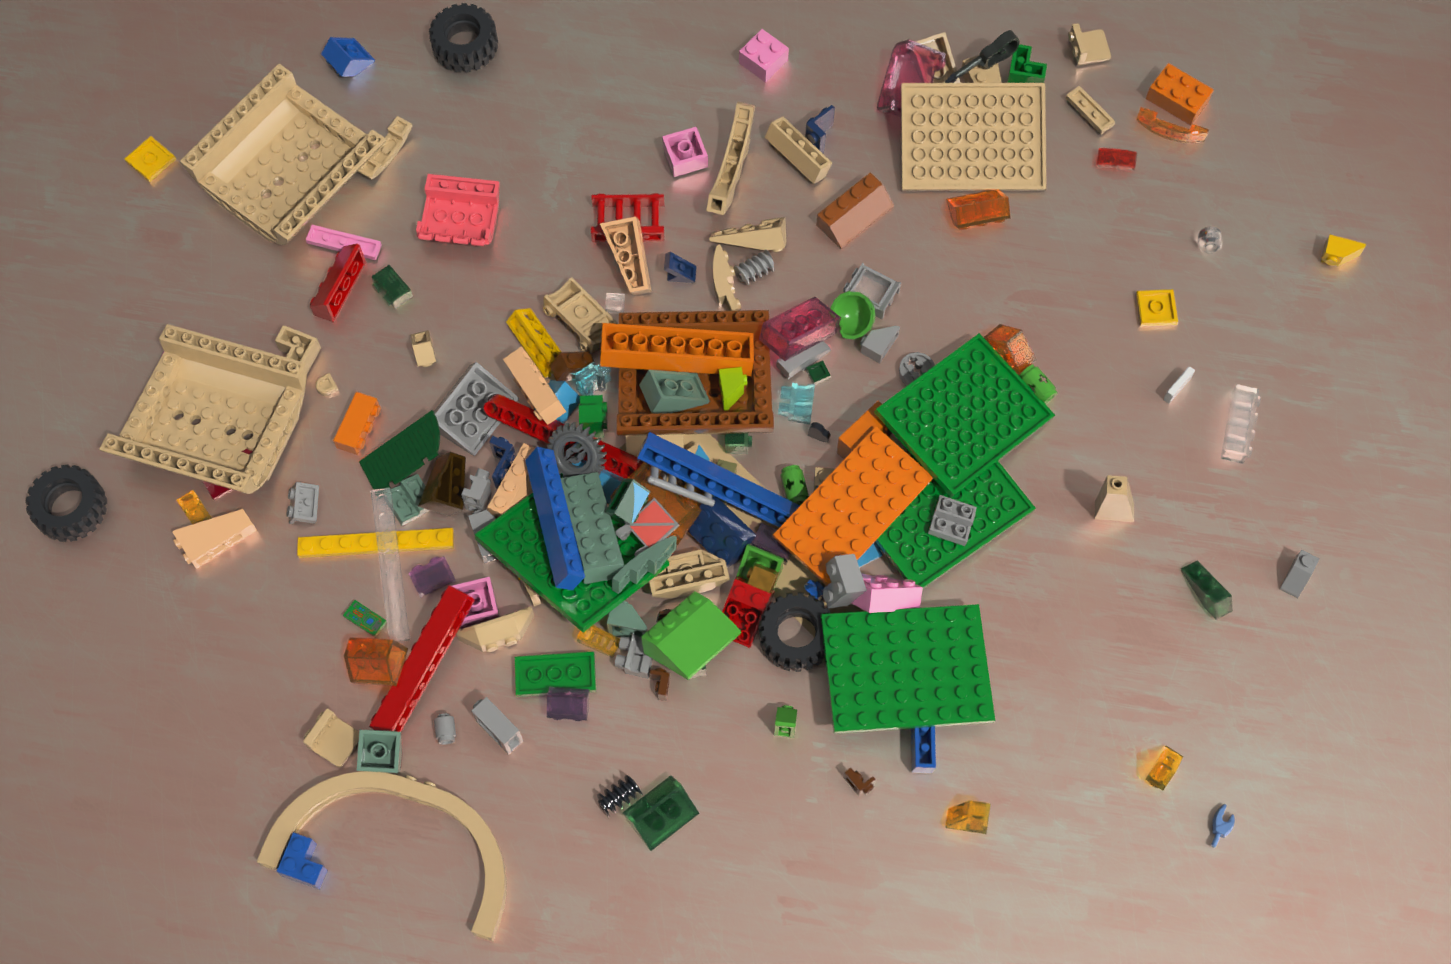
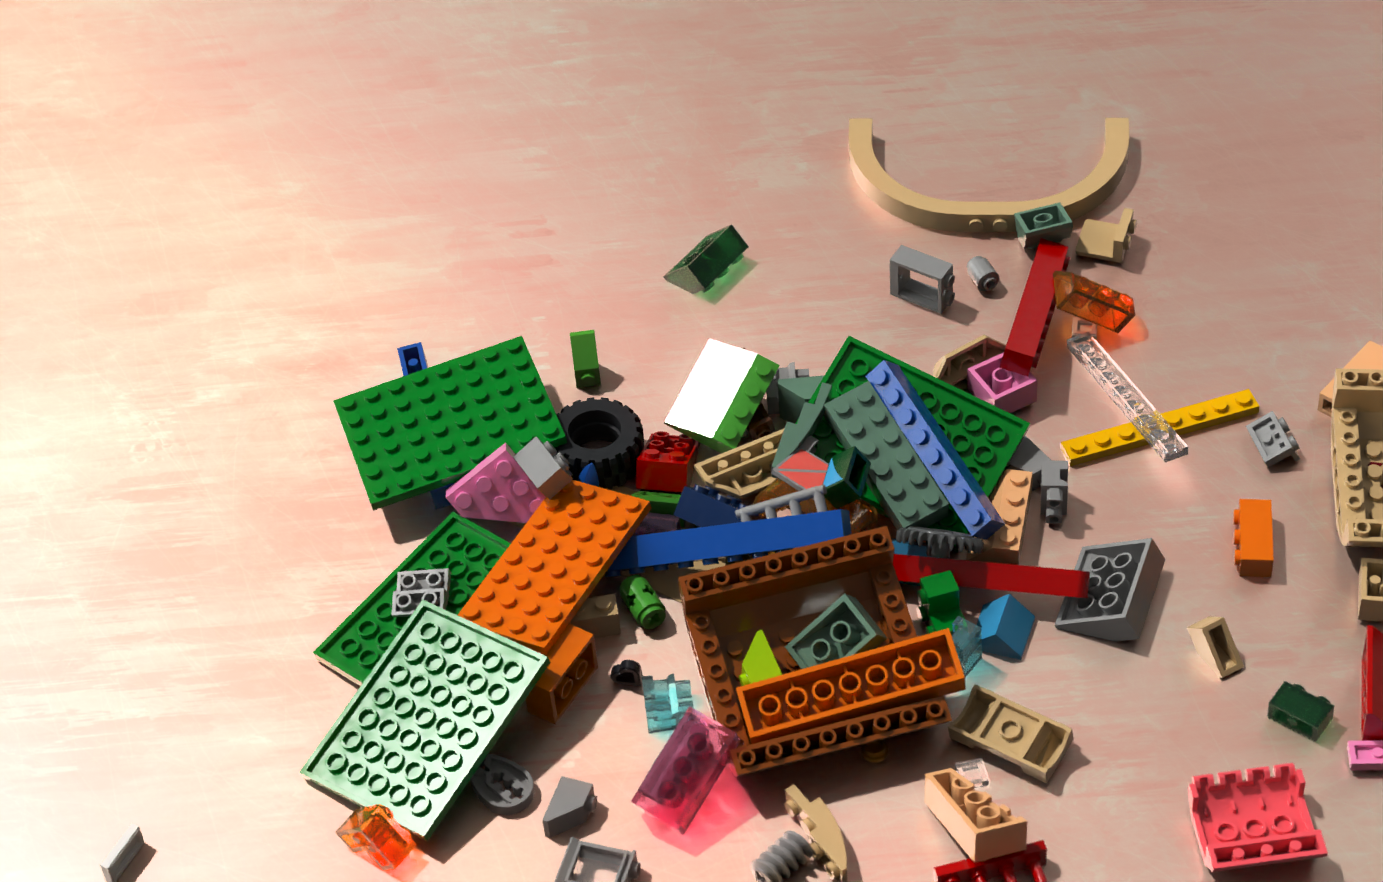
camera: 170 degrees right, 20 degrees down
(297, 864) = (1080, 131): blue brick -> none
(326, 386) = (1323, 578): tan tile -> none
(365, 618) = (1132, 352): green tile -> none
(403, 453) = (1172, 509): dark green piece -> none
(407, 498) = (1142, 478): sand green slope -> none
(431, 576) = (1070, 404): clear purple brick -> none
(445, 485) = (1100, 486): dark brown wedge -> none
(506, 453) = (1041, 535): dark blue bracket -> none
(532, 340) = (1064, 686): yellow fence -> none
(534, 386) = (1030, 608): light nougat wedge -> none
(566, 670) = (898, 340): green plate -> none
(567, 703) = (848, 320): clear purple brick -> none
(569, 363) = (992, 657): reddish brown brick -> none
(618, 795) = (758, 260): black piece -> none
(679, 269) = (893, 833): dark blue slope -> none
(762, 577) = (652, 477): pearl gold brick -> none
(818, 372) = (646, 753): dark green tile -> none
(855, 780) = (485, 332): reddish brown bracket -> none
(856, 314) = (610, 821): bright green cylinder -> none
(969, 817) = (352, 329): clear yellow slope -> none
(1032, 377) = (326, 803): bright green piece -> none
(1115, 500) = (204, 660): tan slope -> none
(1164, 768) = (124, 427): clear yellow slope -> none
(1208, 590) = (76, 616): clear green slope -> none
(1221, 828) = (55, 393): medium blue hand -> none
(1240, 424) = (31, 823): clear brick -> none

